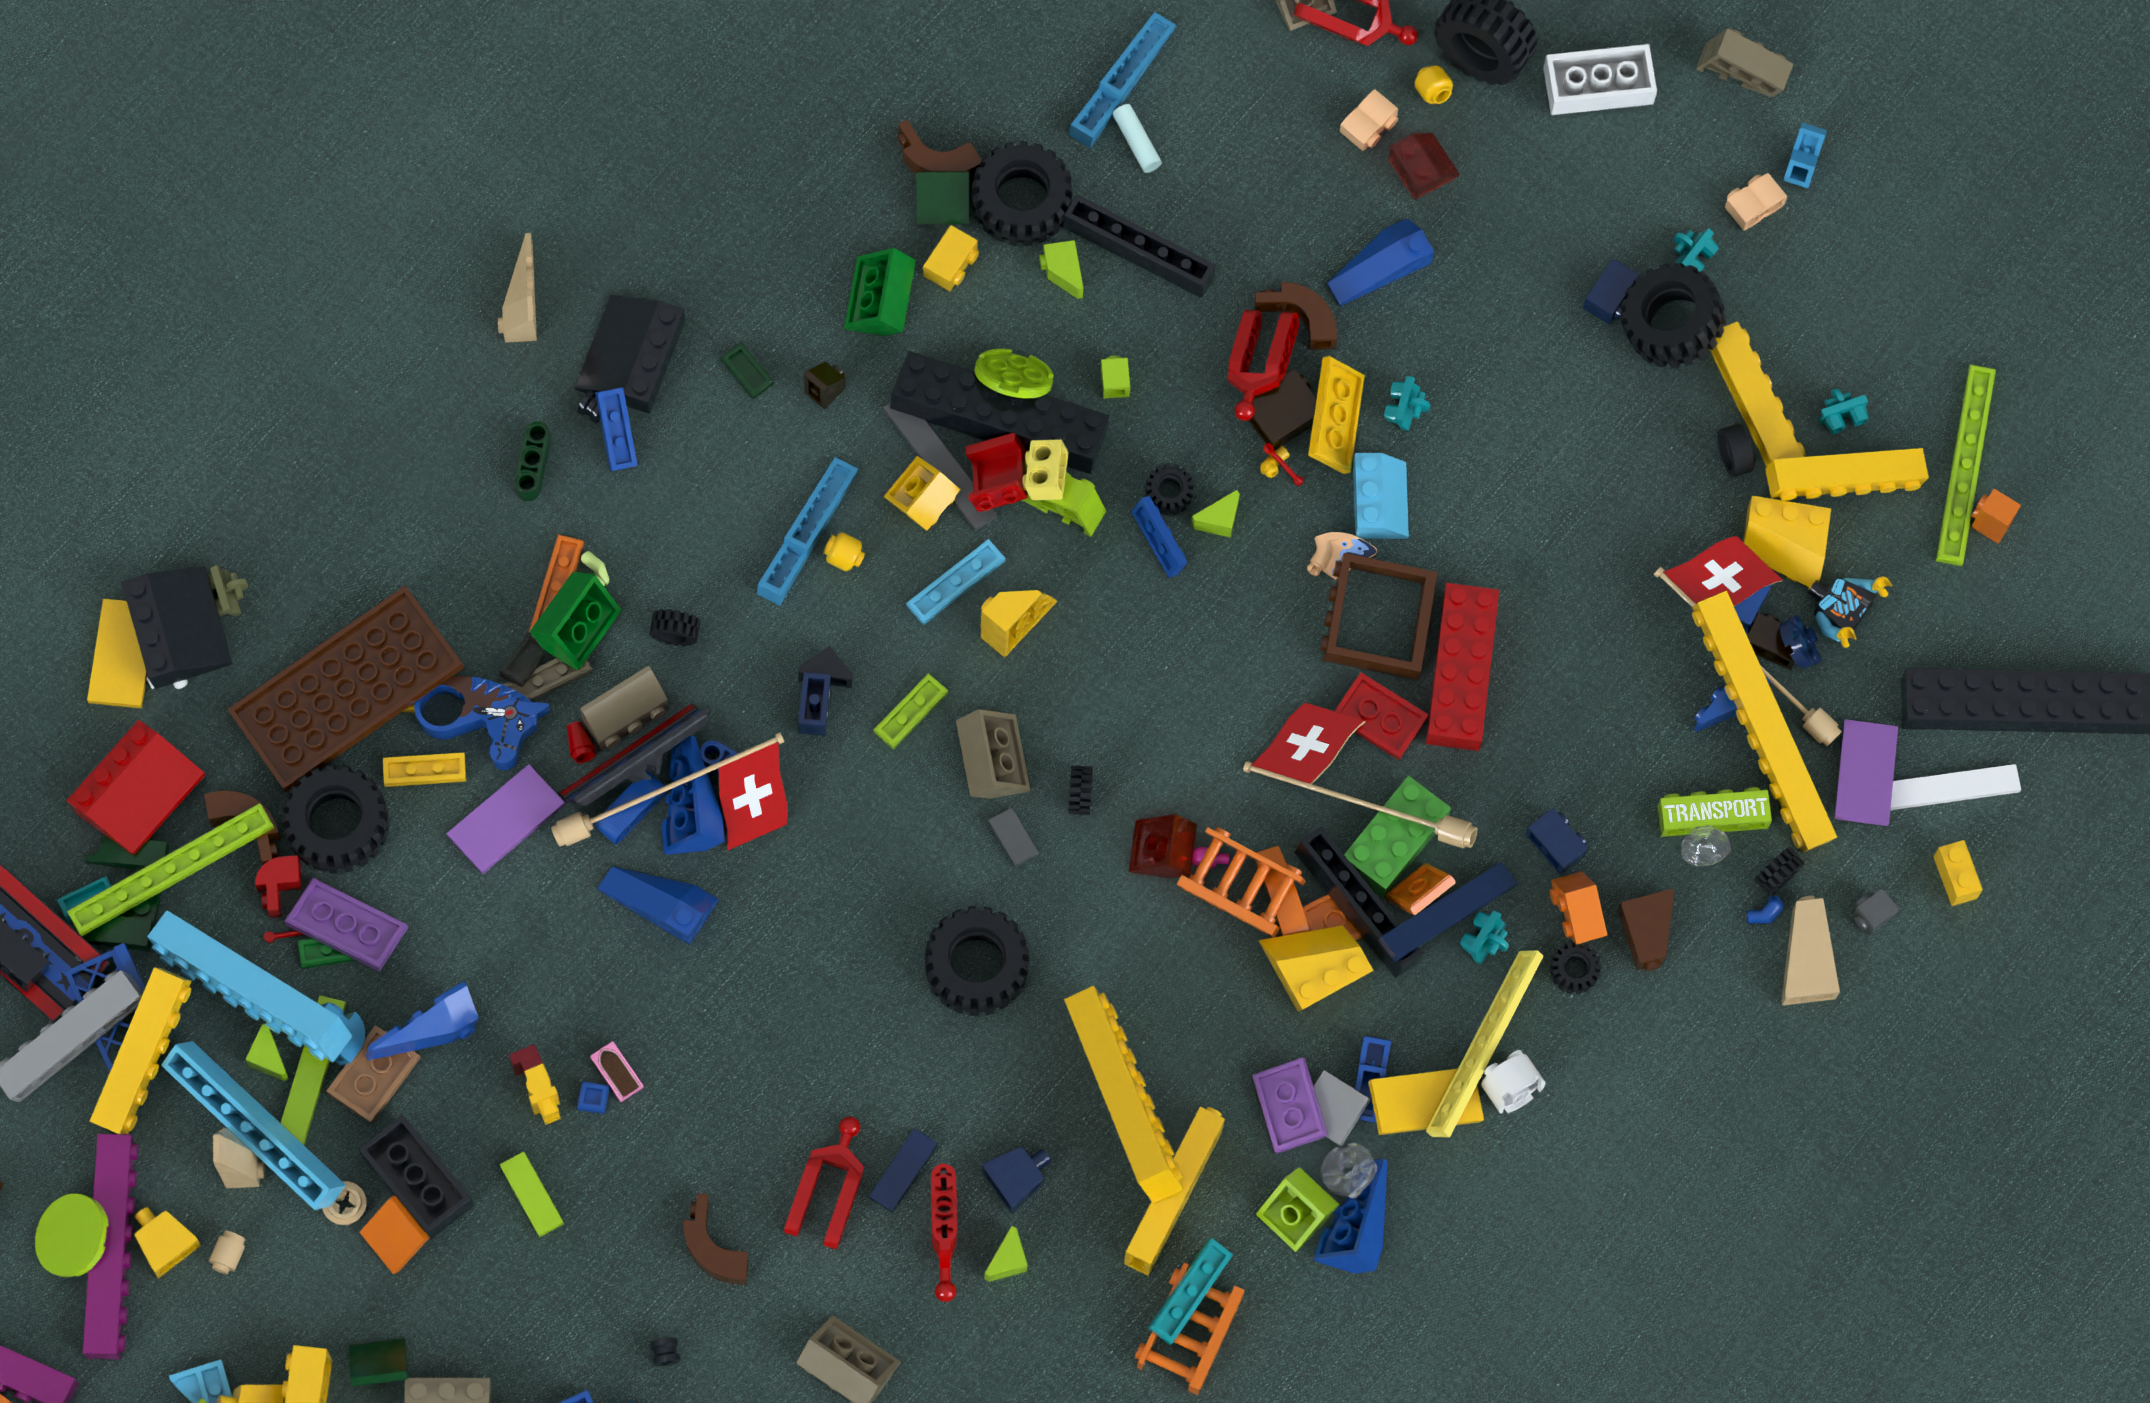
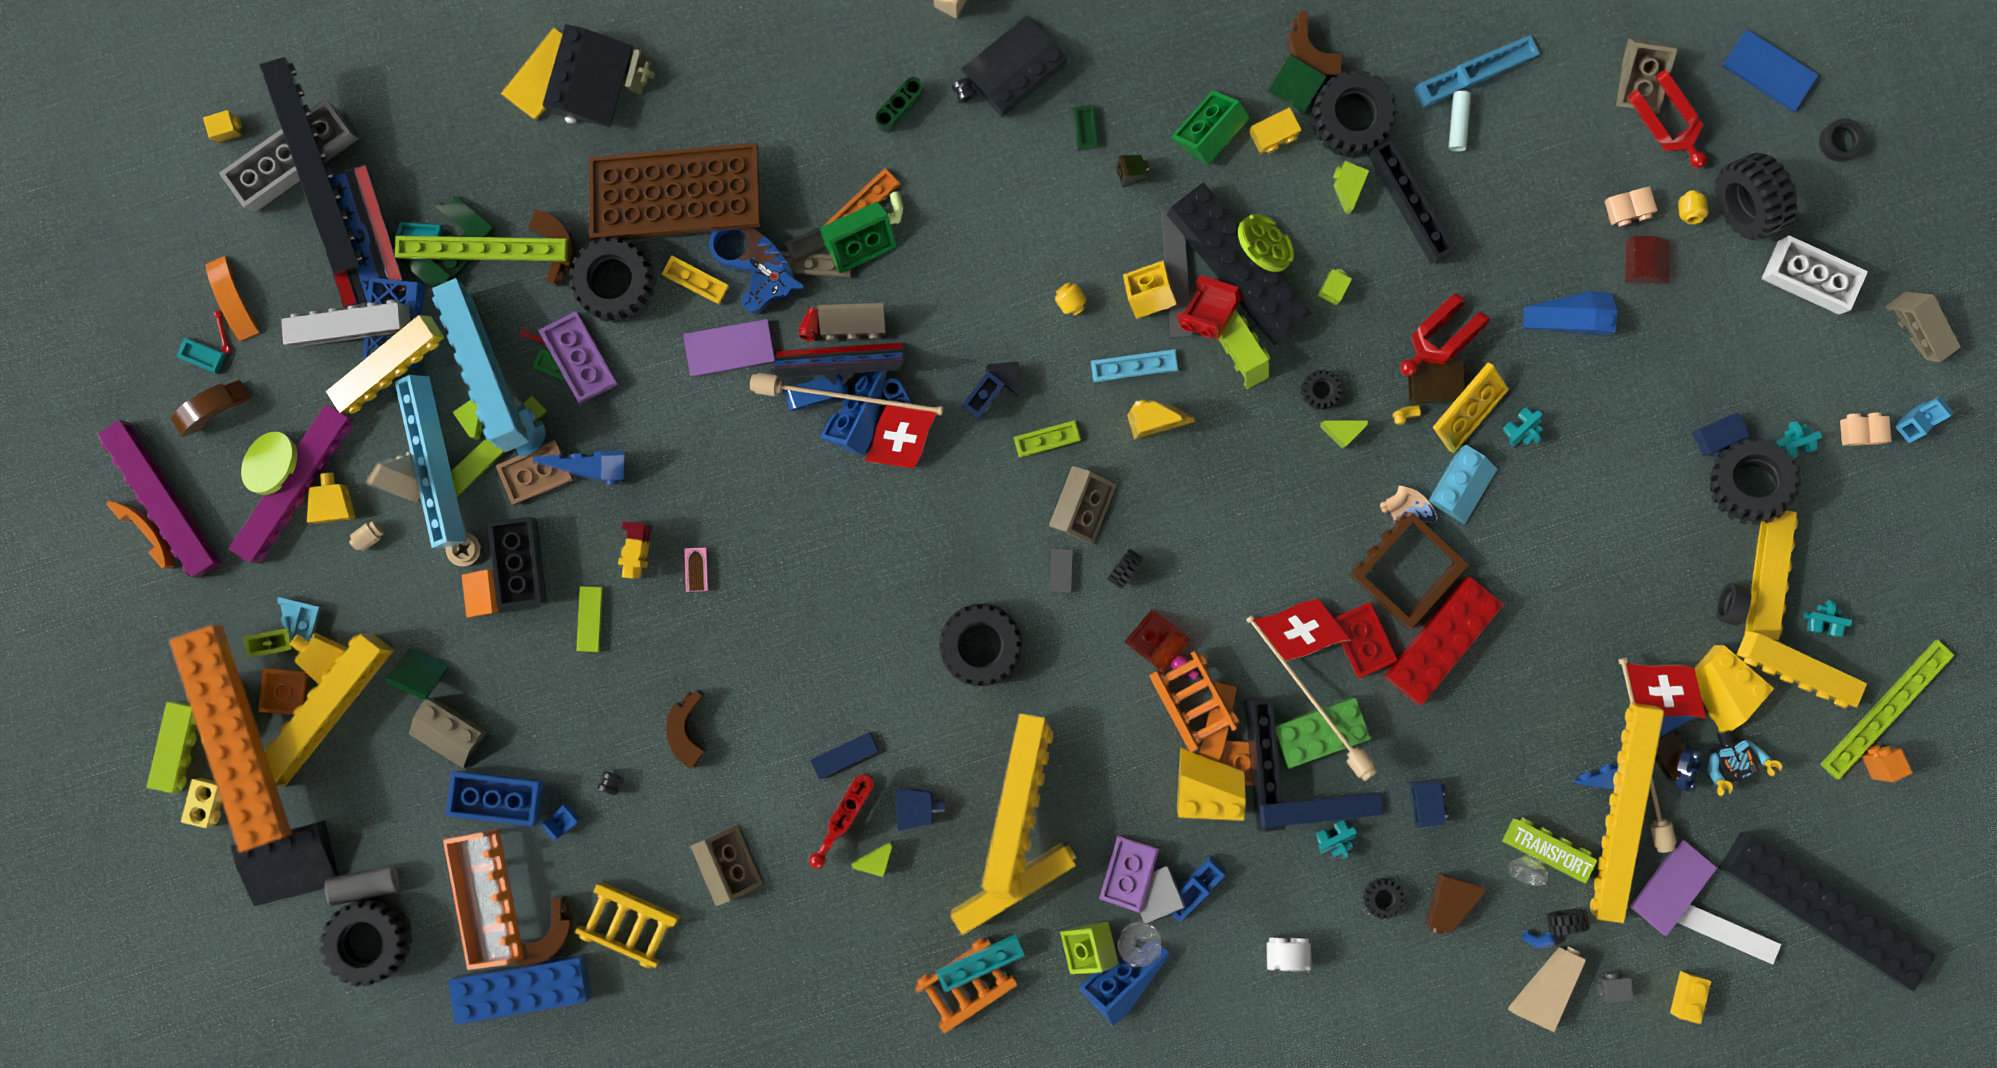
camera: 30 degrees right, 15 degrees up
(135, 788) = (493, 176): red slope -> none
(278, 876) = (550, 295): red brick -> none
(593, 1097) = (670, 577): blue tile -> none
(616, 429) = (968, 116): blue plate -> none
(664, 902) = (801, 473): blue wedge -> none
(674, 627) = (921, 283): black tyre -> none
(806, 531) = (1055, 267): dark azure slope -> none
(839, 1157) = (805, 719): red piece -> none
(1051, 469) = (1247, 329): light yellow brick -> none
(1159, 536) = (1293, 419): blue plate -> none
(1269, 449) = (1408, 404): red hinge -> none
(1308, 306) = (1501, 318): reddish brown arch -> none
(1412, 1100) = (1222, 929): yellow tile -> none
(1420, 889) = (1313, 781): orange tile -> none
(1484, 1044) = (1287, 916): light yellow tile -> none
(1580, 902) = (1415, 861): orange brick -> none

